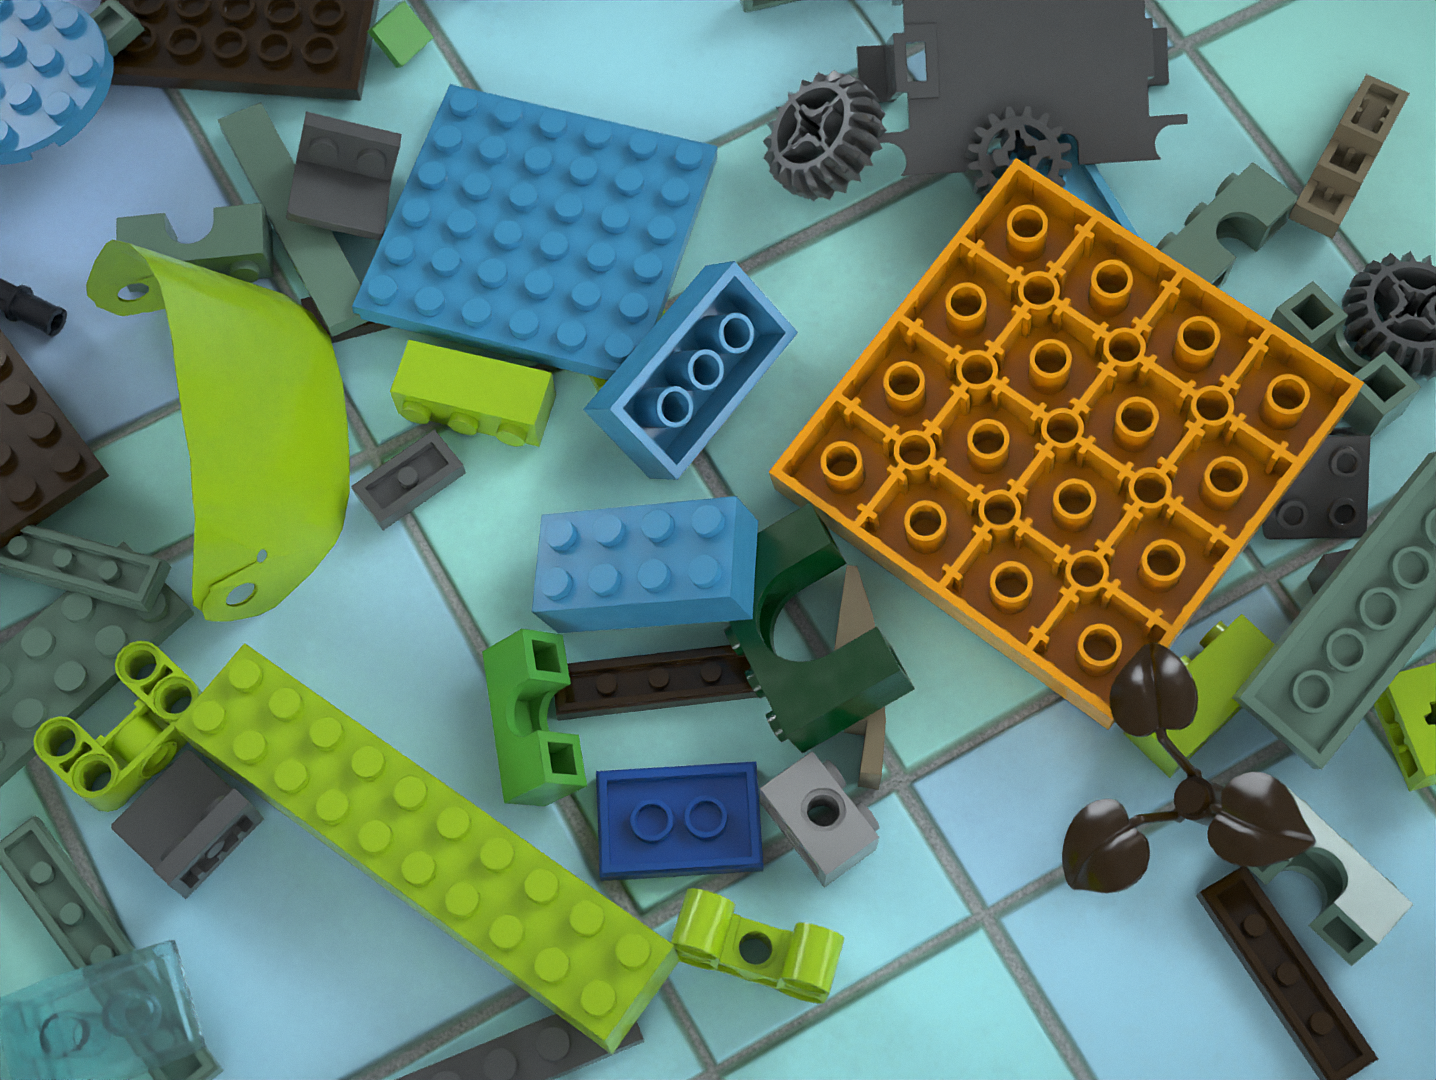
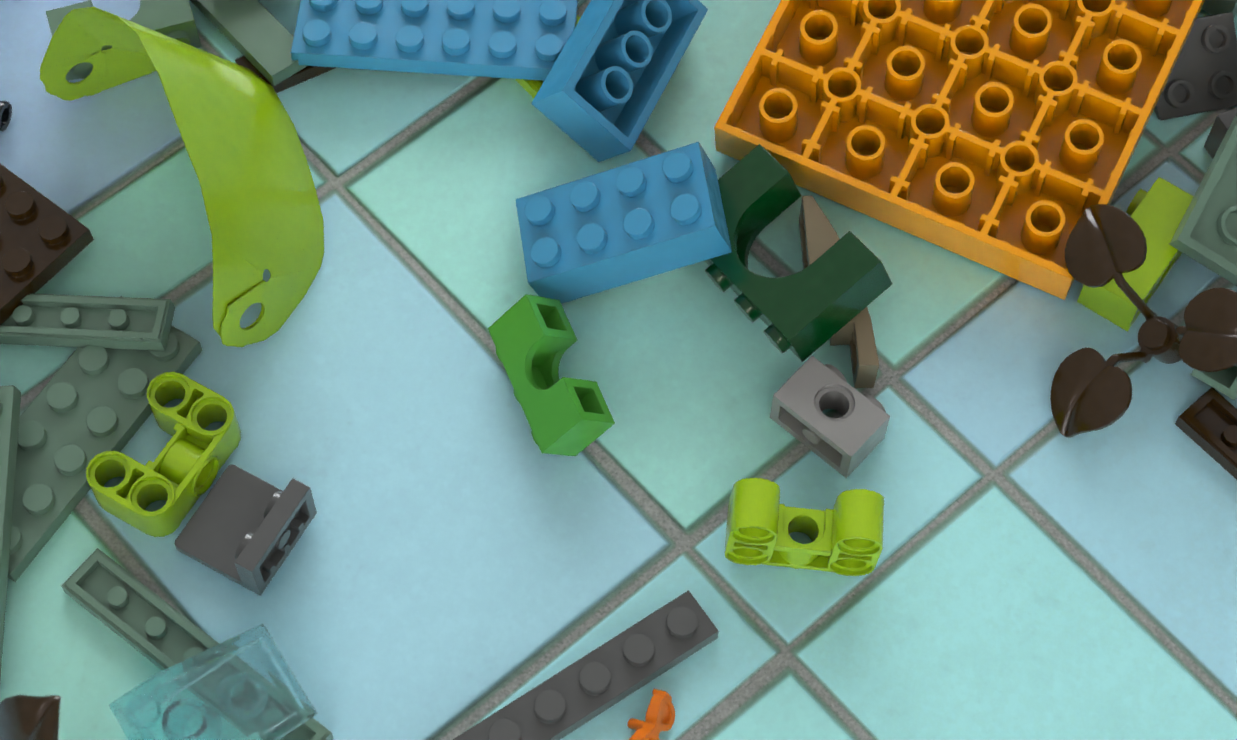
camera: 15 degrees left, 5 degrees down
(408, 479) = (378, 197): dark grey plate -> none
(430, 847) = (482, 499): lime brick -> none
(473, 394) = (420, 112): lime brick -> none
(653, 682) = (653, 331): dark brown tile -> none
(679, 821) = (701, 444): blue tile -> none

